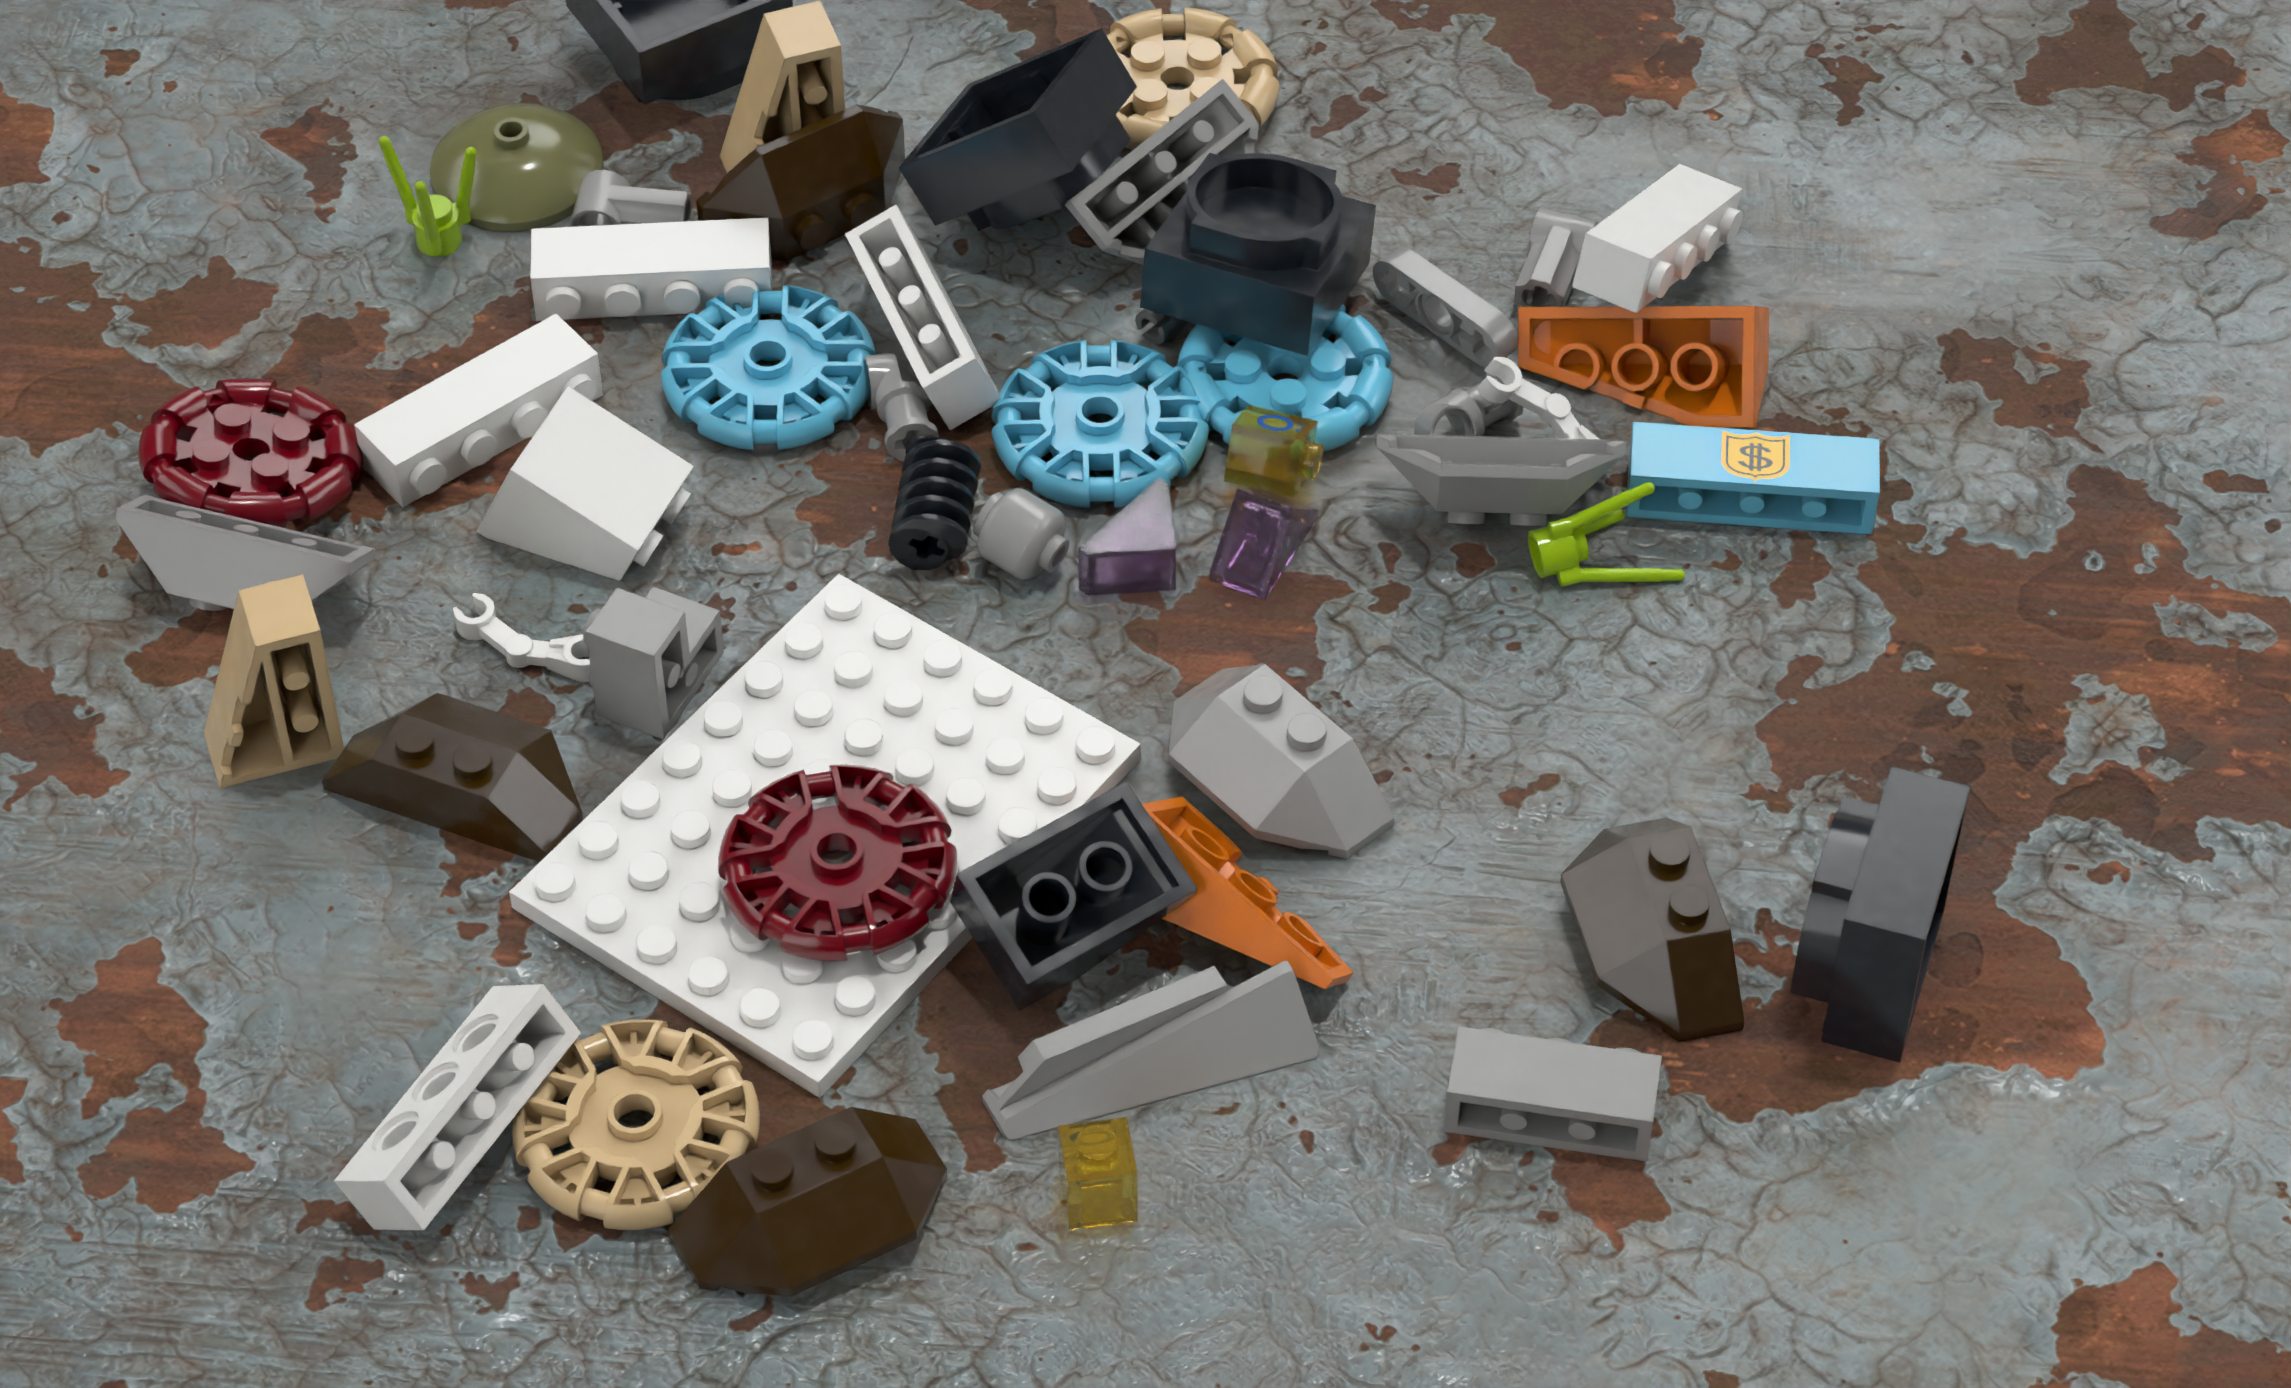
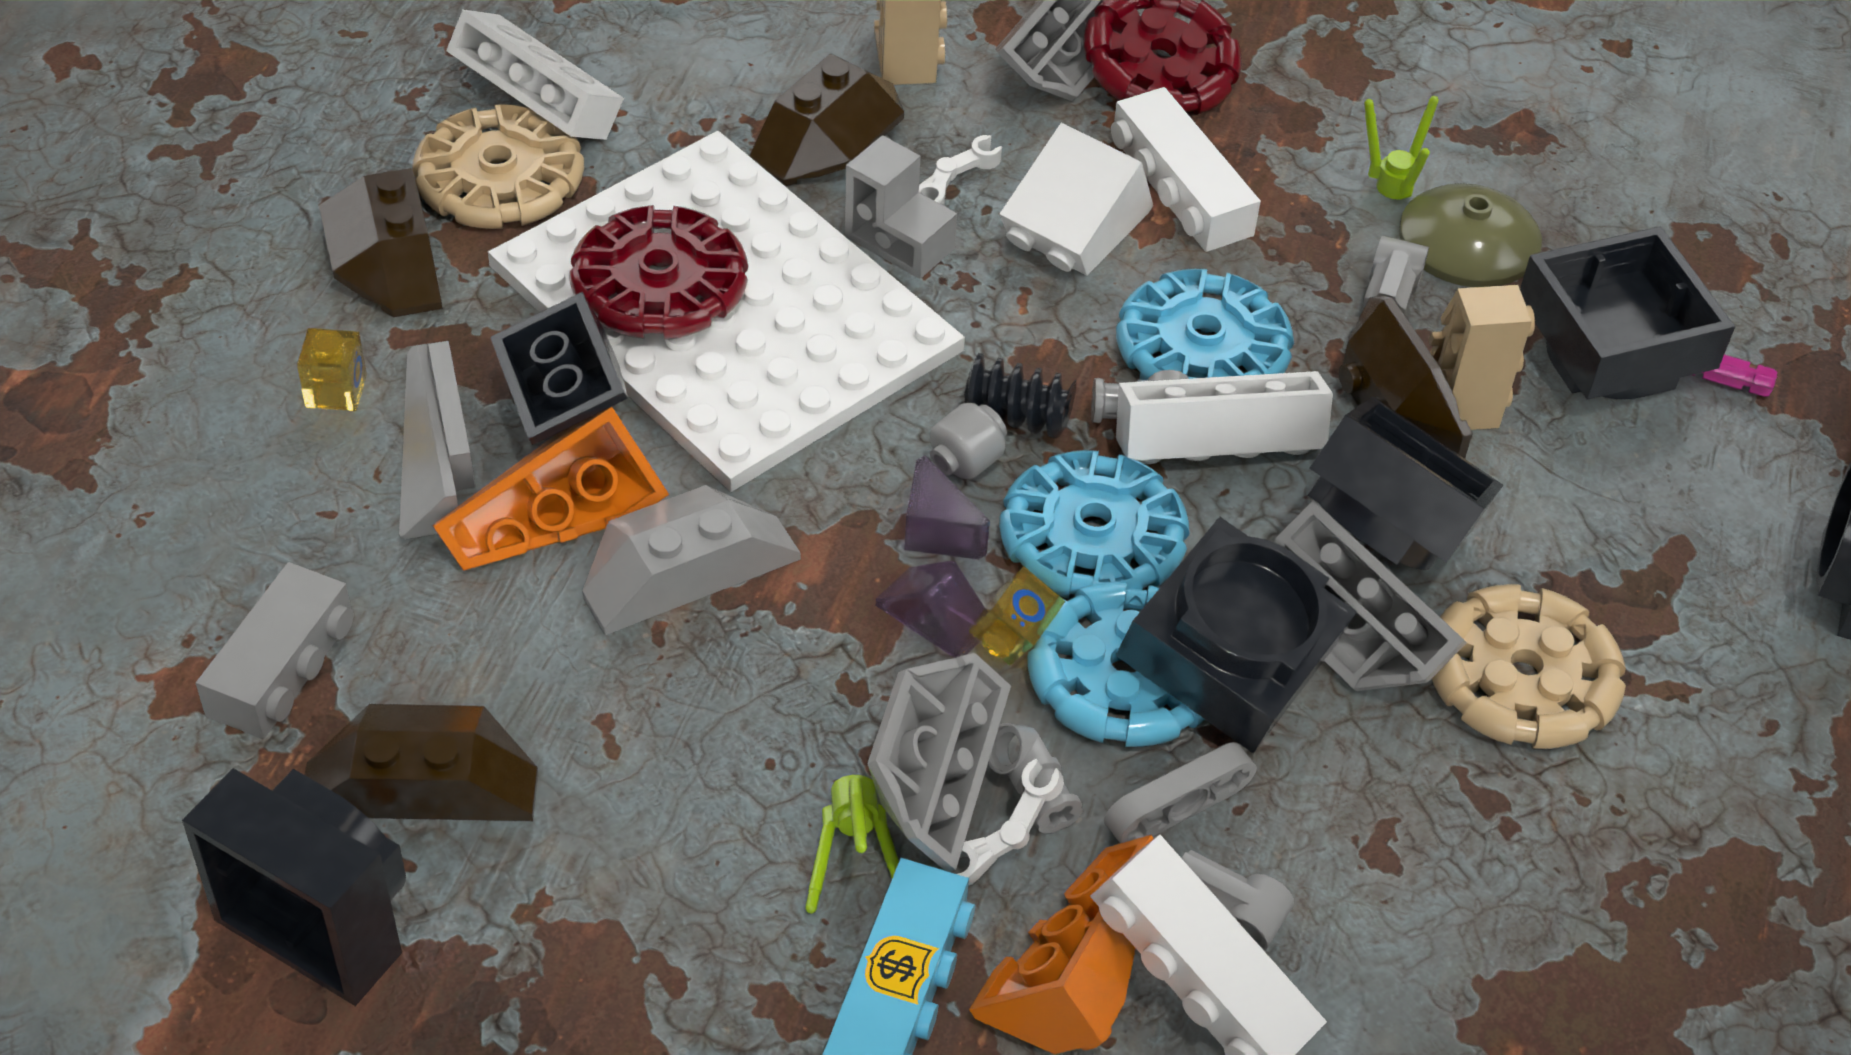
camera: 100 degrees right, 0 degrees up
(648, 267) = (1320, 280): white brick -> none

